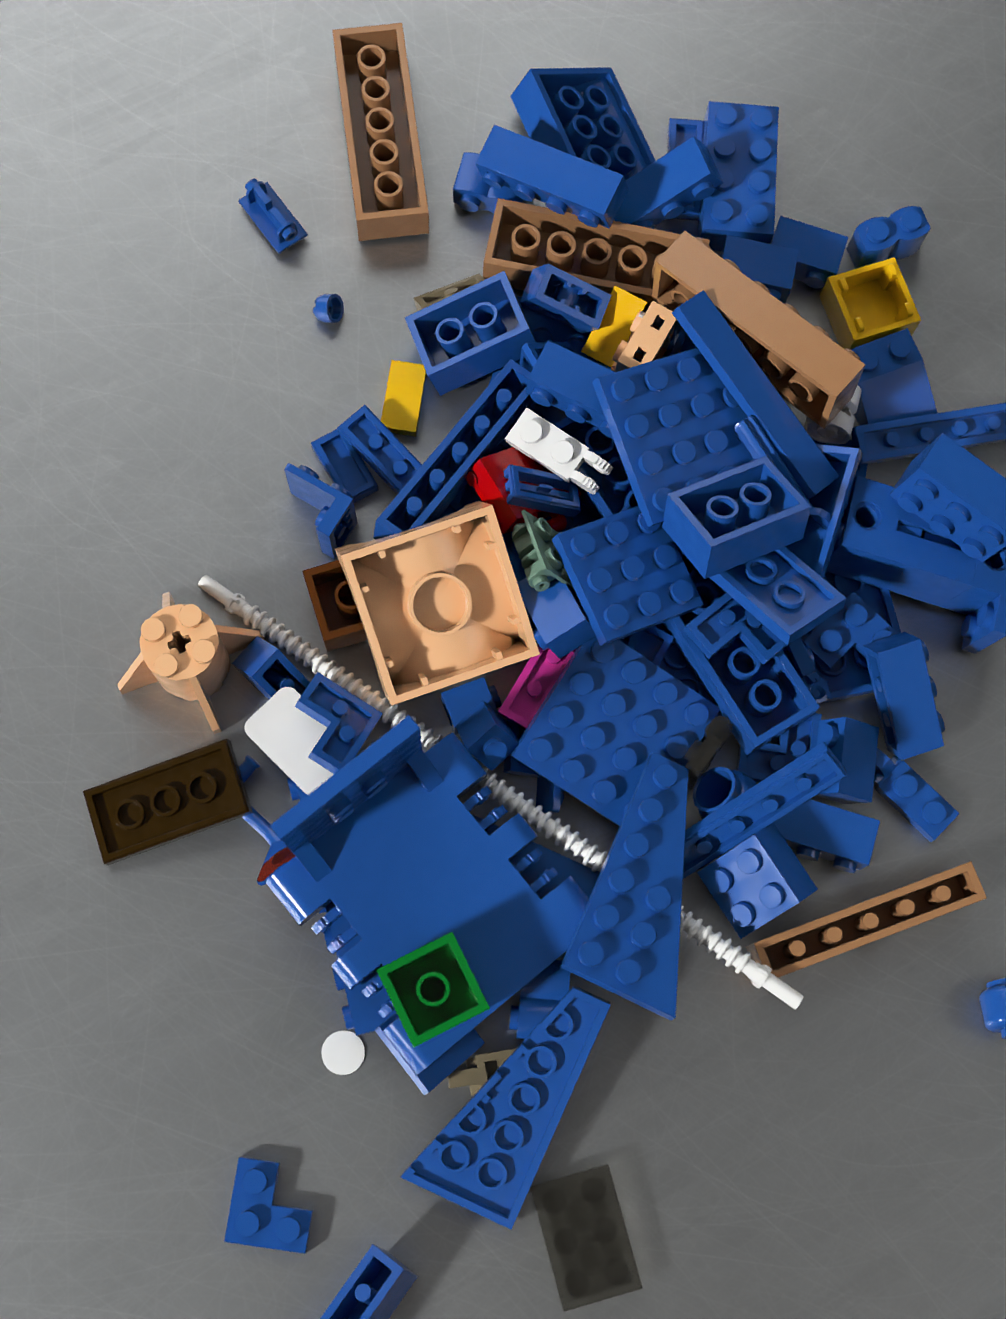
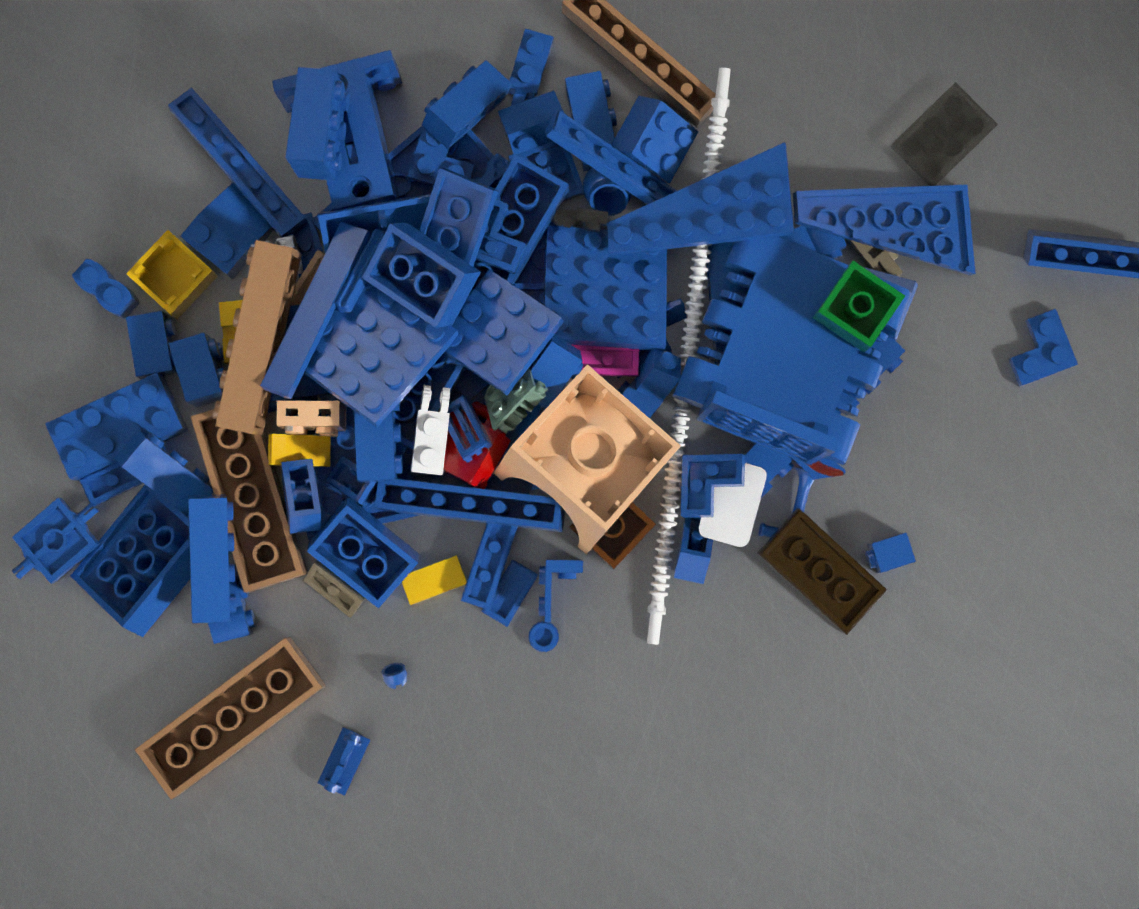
camera: 115 degrees left, 10 degrees up
(140, 888) = (890, 553): none -> blue brick
(185, 654) = (700, 617): light nougat brick -> none
(273, 475) = (543, 636): none -> blue tile
(343, 1052) = (917, 358): white sticker -> none
(654, 69) = (55, 540): none -> blue plate

